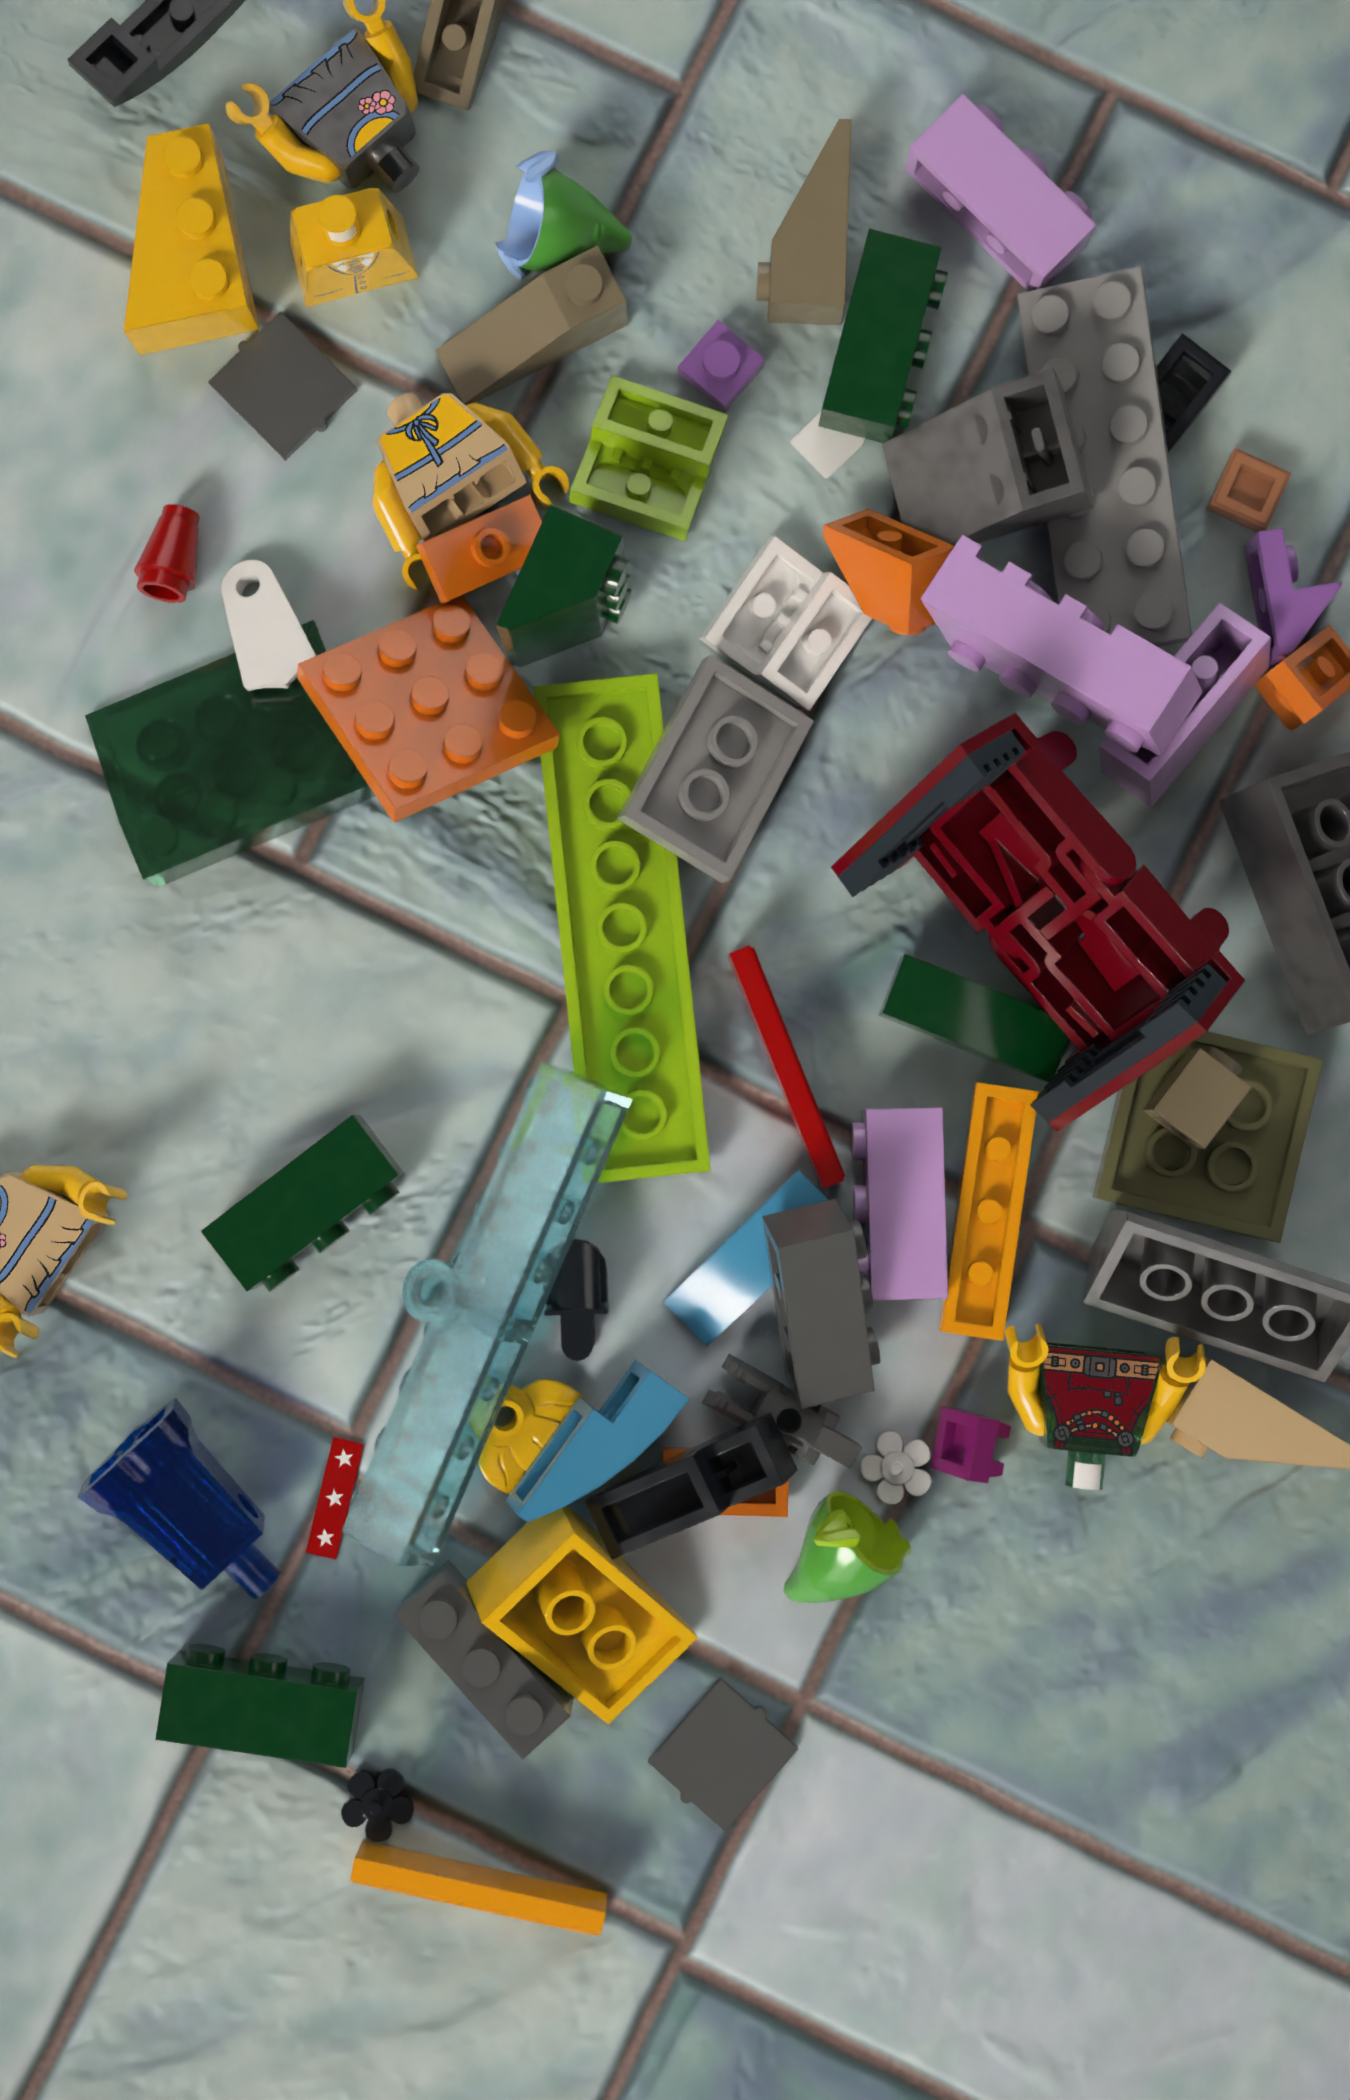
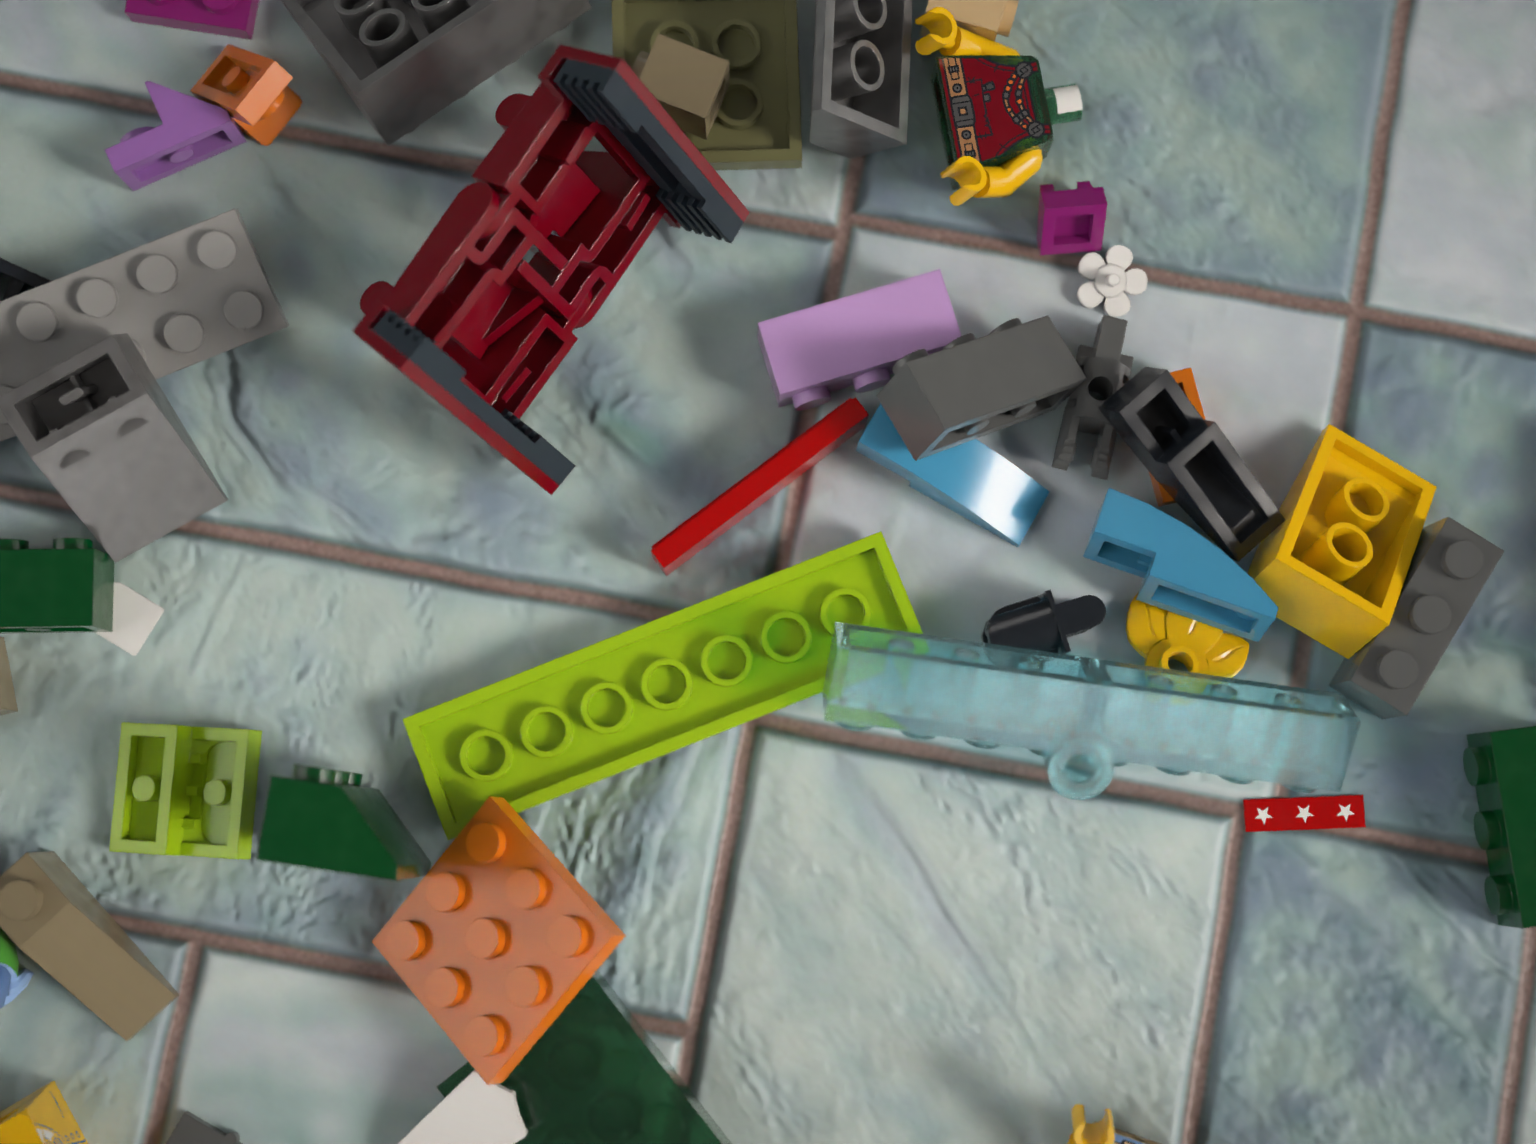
camera: 110 degrees left, 5 degrees down
(182, 1503) = (1359, 962): clear blue piece -> none
(305, 1205) = (1031, 922): dark green brick -> none
(448, 467) = (245, 990): torso -> none
(480, 549) = (319, 929): orange plate -> none
(715, 769) = (484, 633): light grey plate -> none
(721, 366) = (74, 743): medium lavender plate -> none
(722, 1754) = (1429, 372): dark grey piece -> none
(787, 624) = (318, 605): white slope -> none
(845, 1552) = (1208, 304): hat -> none
(887, 567) = (239, 512): orange slope -> none
(974, 1018) = (661, 322): dark green slope -> none
(988, 1211) = (841, 258): light orange plate -> none
(1059, 651) = (280, 324): lavender wedge -> none
(1227, 661) = (302, 197): lavender brick -> none
(1248, 491) = (77, 199): nougat tile -> none

